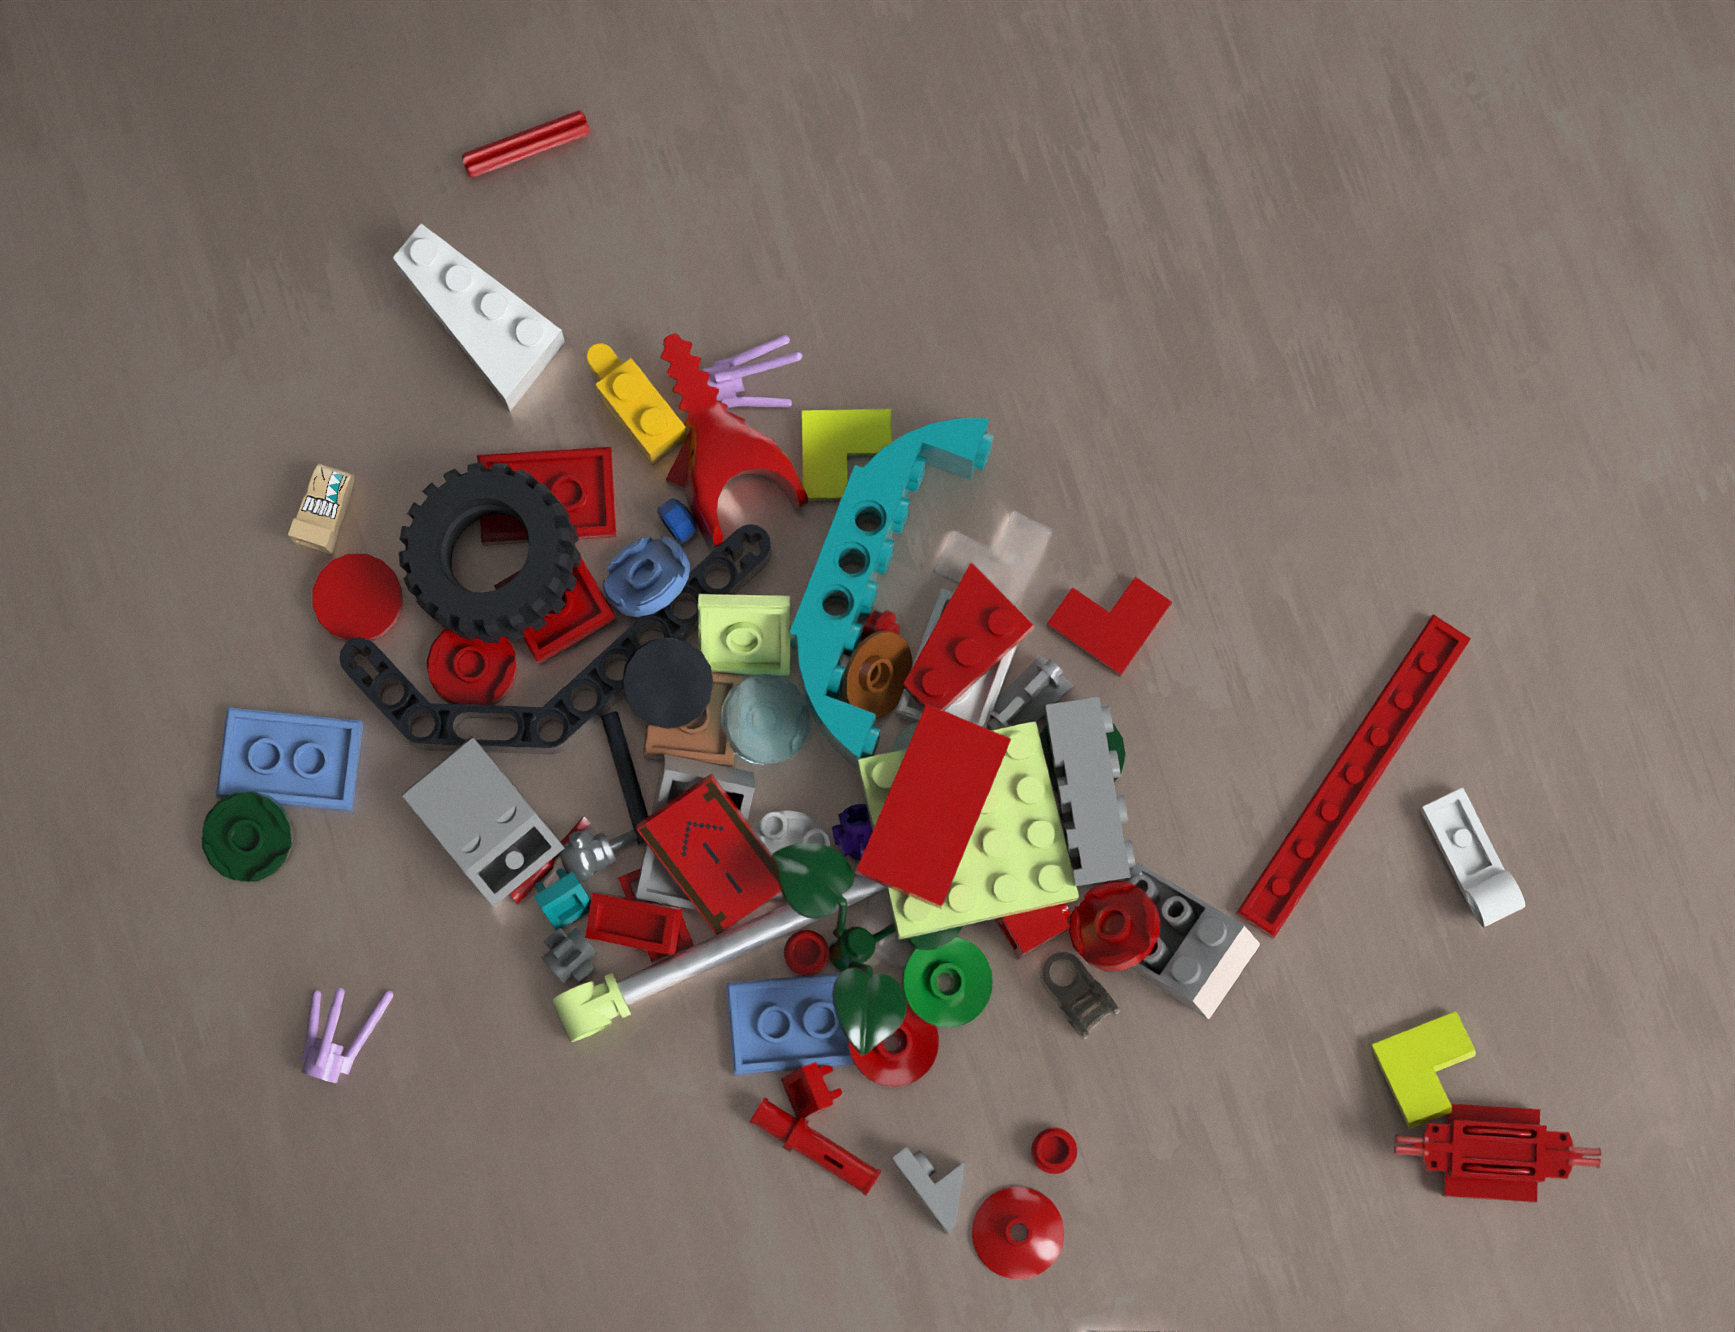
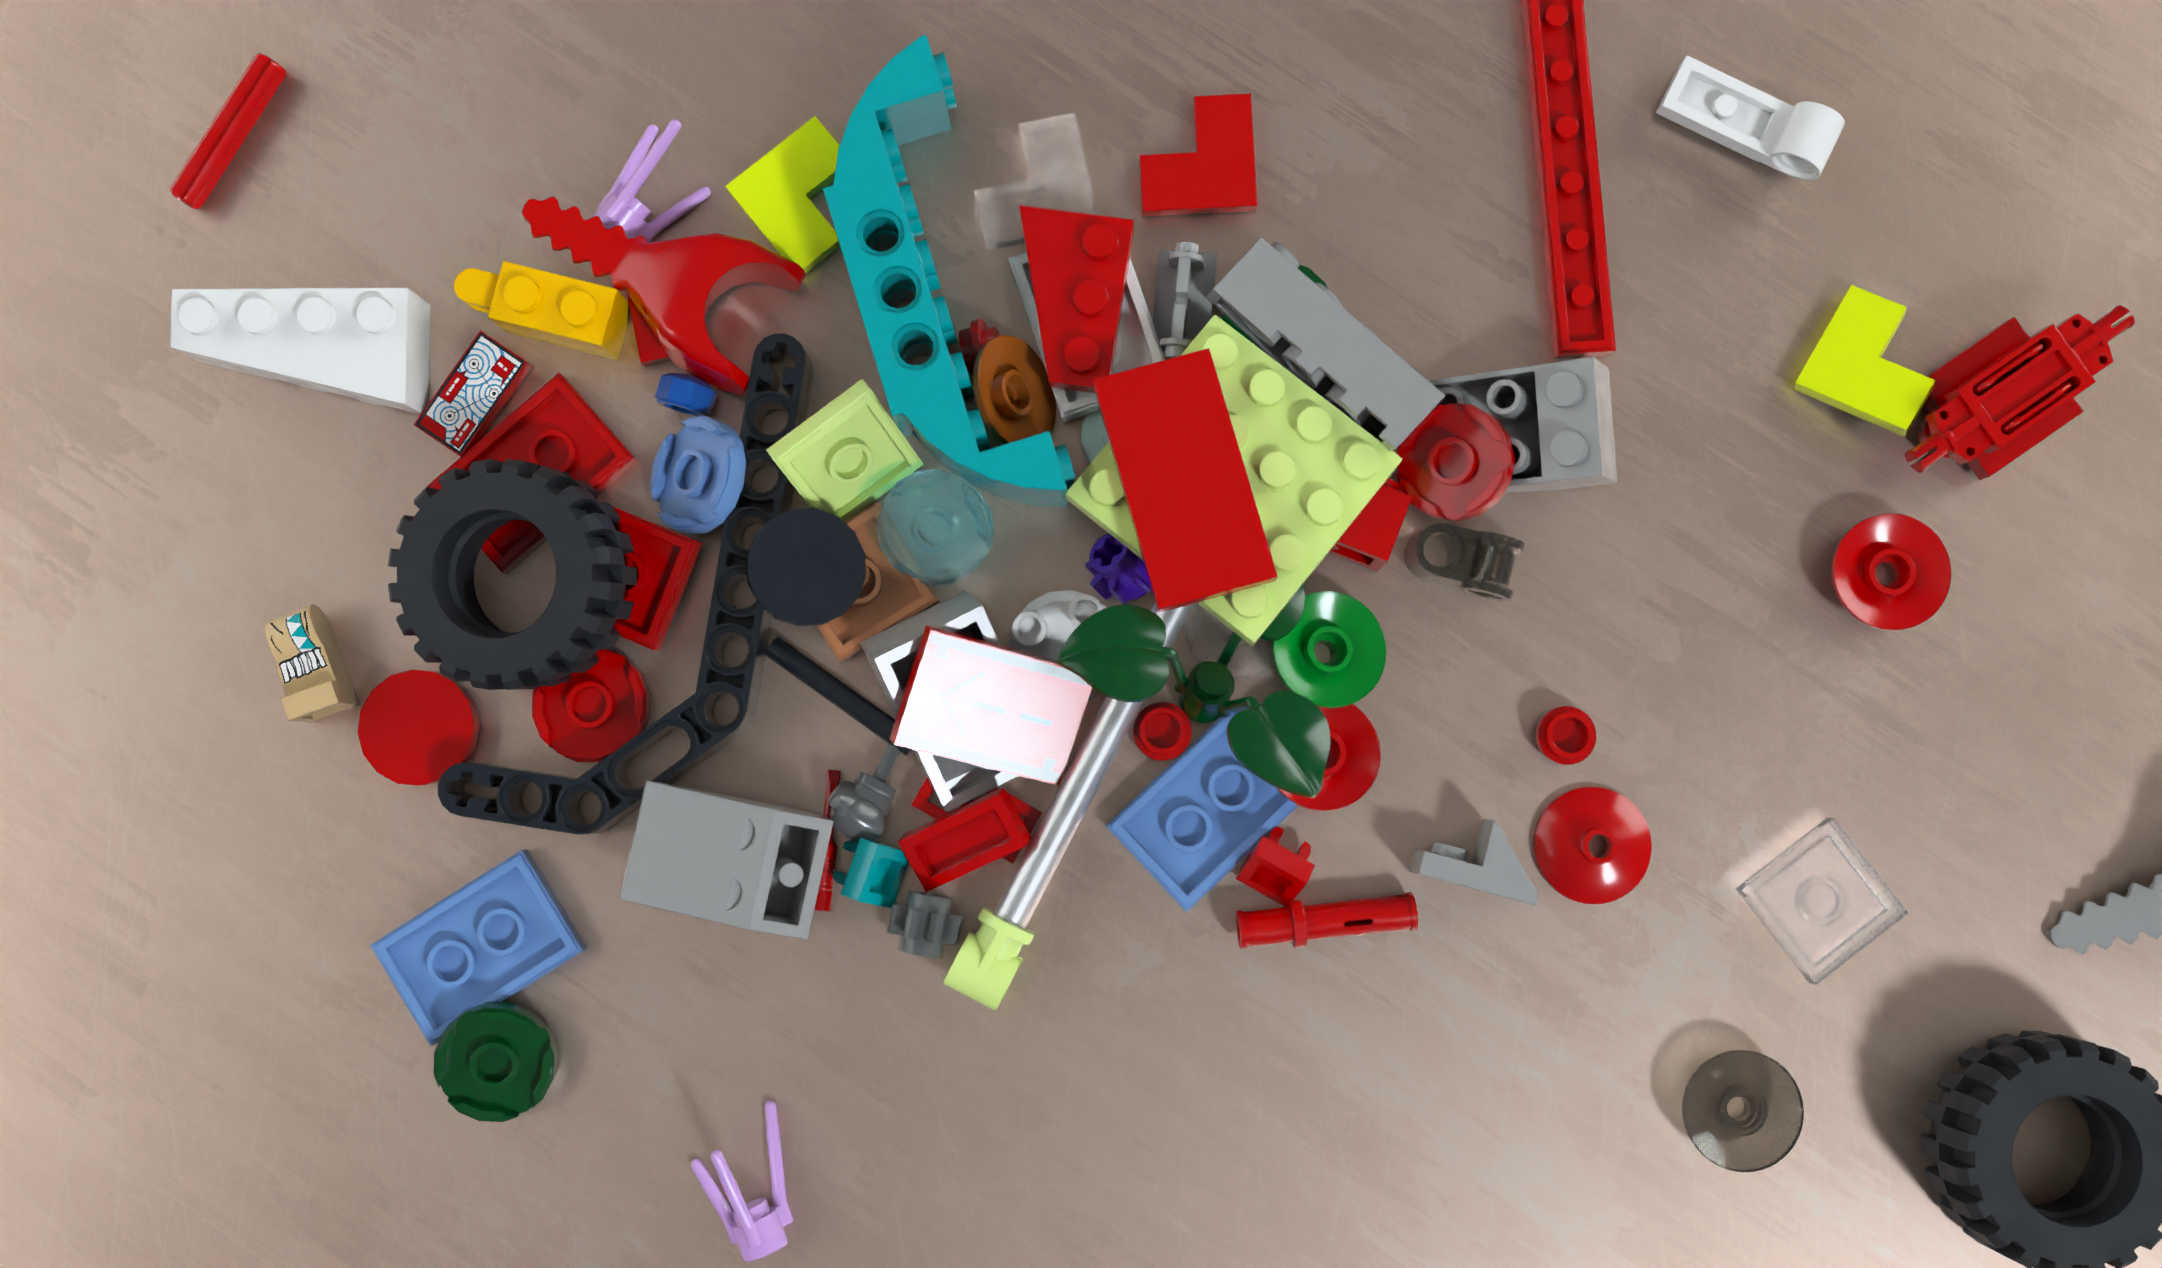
camera: 35 degrees left, 5 degrees up
(548, 420) = (473, 394): none -> tile
(1359, 1201) = (1916, 564): none -> red dish

